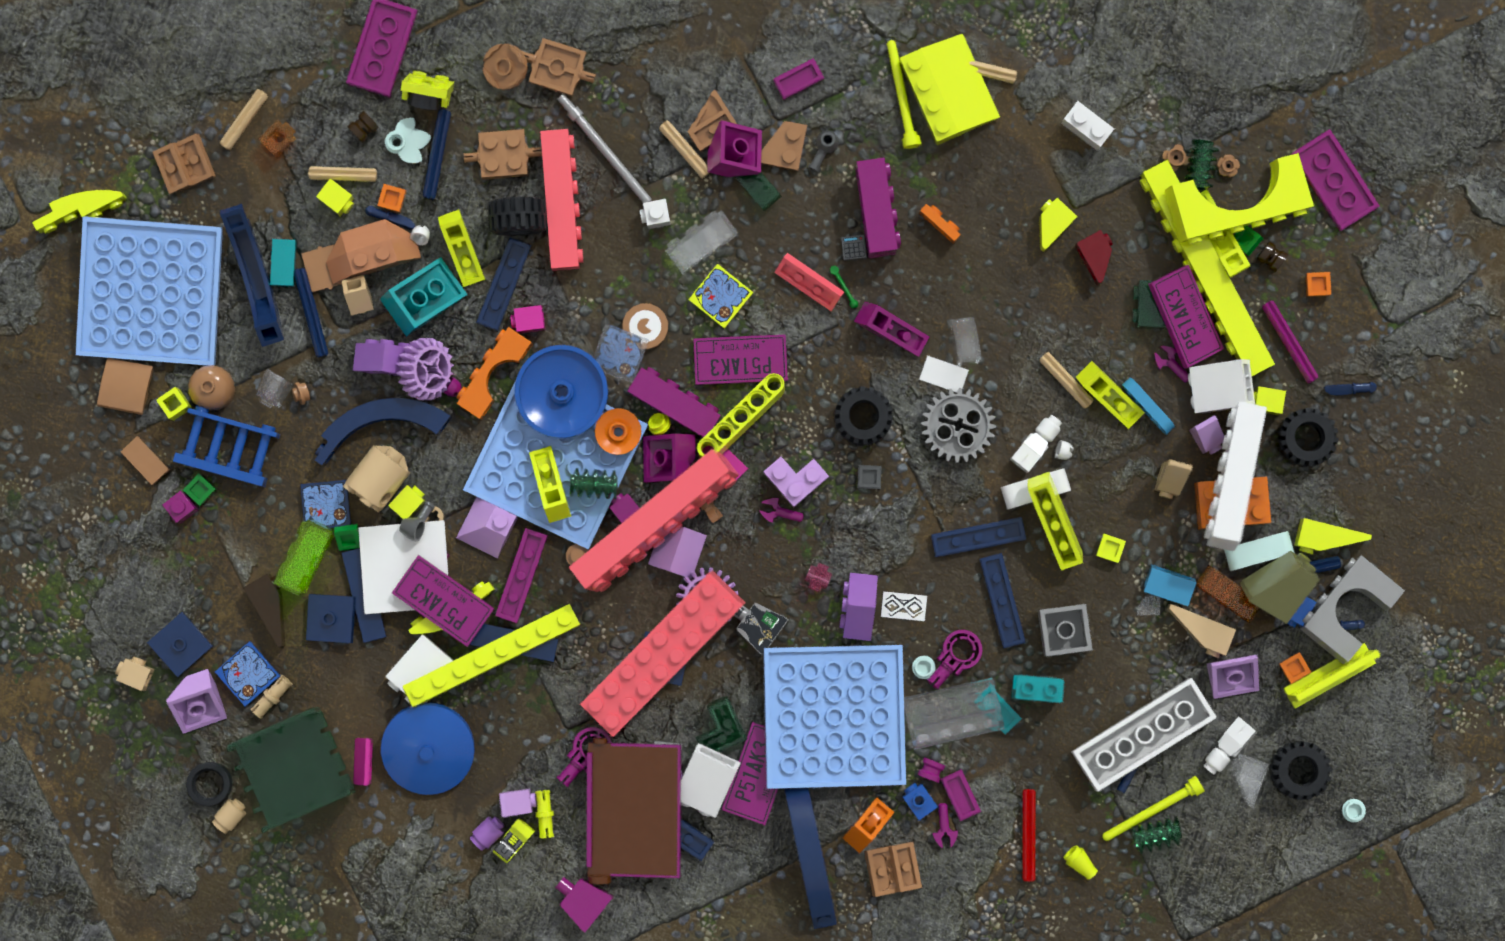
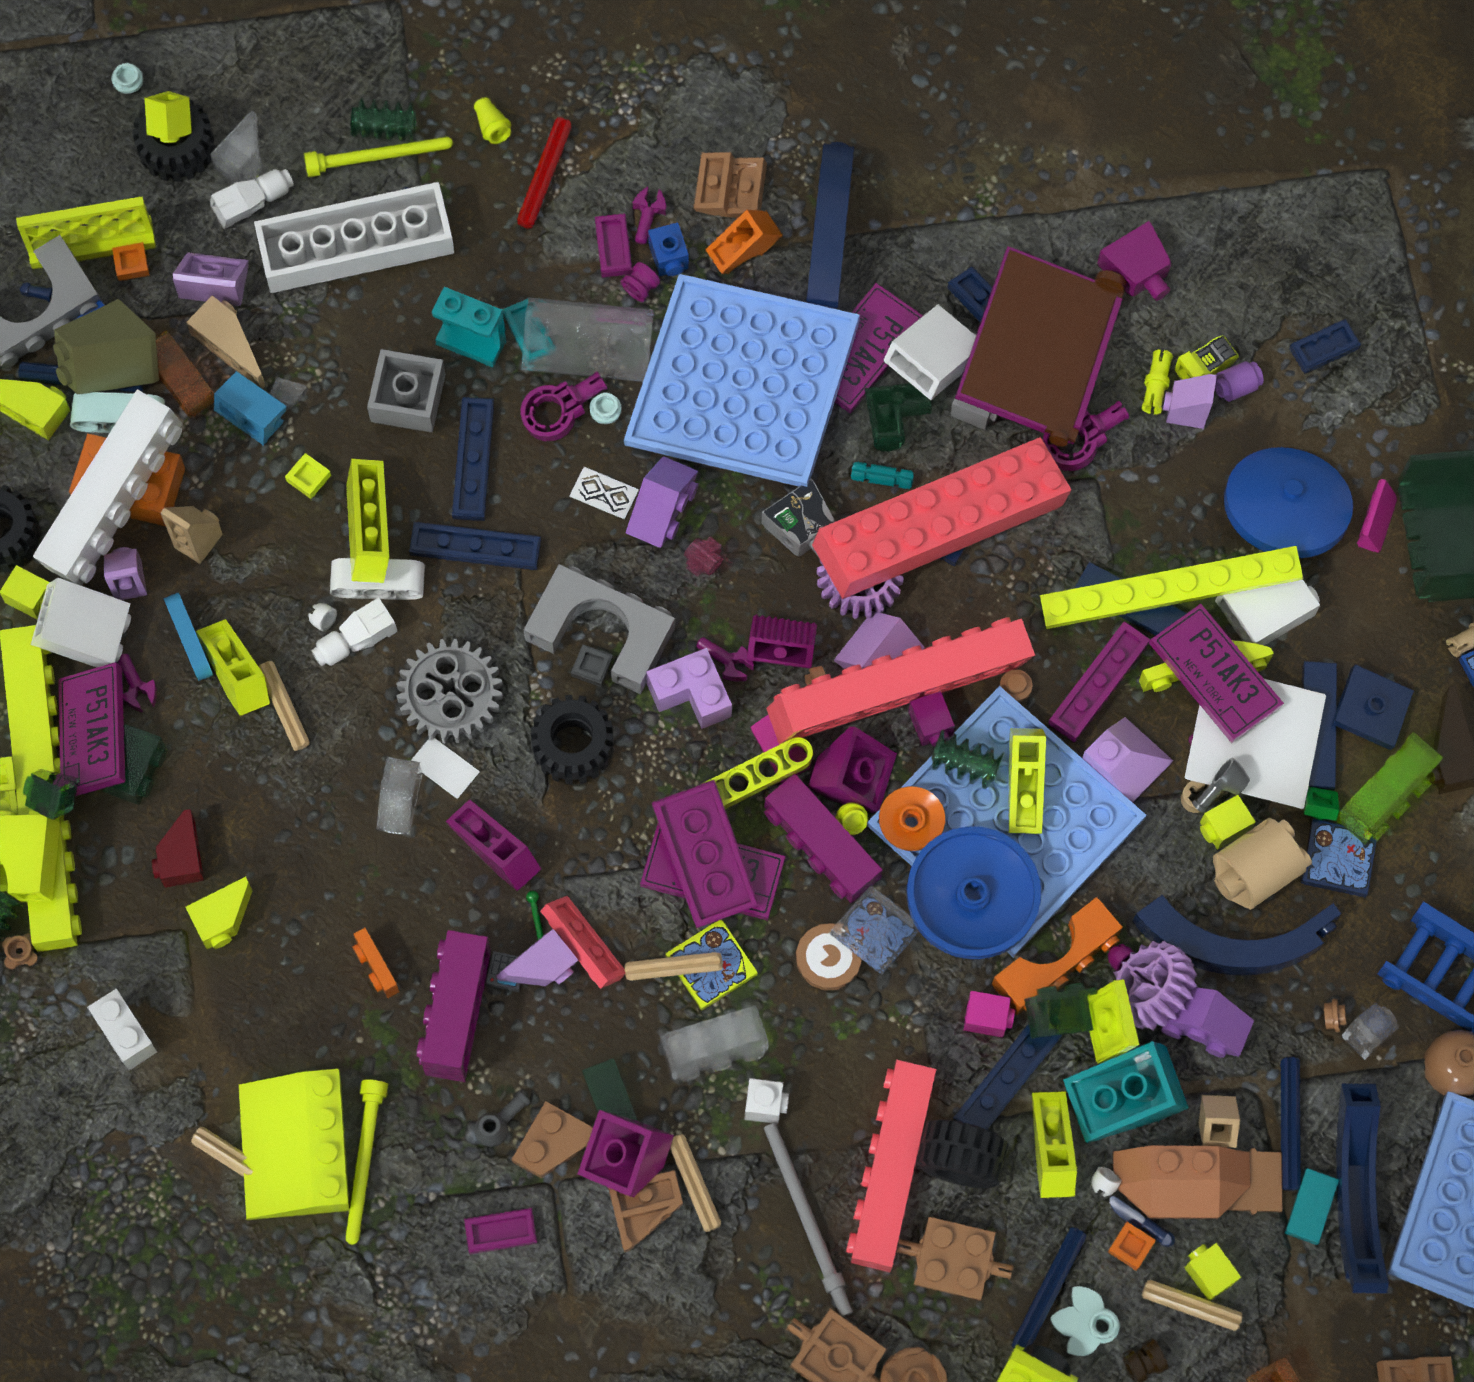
camera: 165 degrees left, 15 degrees down
(433, 880) = (1325, 346): none -> dark blue plate
(446, 336) = (1112, 1022): none -> neon yellow tile
(481, 332) = (1059, 1012): none -> clear green bracket
(715, 680) = (882, 475): none -> teal axle
(744, 283) = (674, 966): none -> tan axle
(745, 532) = (781, 641): none -> magenta brick
(747, 361) = (705, 853): none -> magenta tile
(832, 256) = (541, 963): none -> lavender slope
(840, 512) = (573, 593): none -> light grey arch
(1192, 256) = (50, 793): none -> clear green slope
(1307, 775) = (168, 116): none -> neon yellow brick

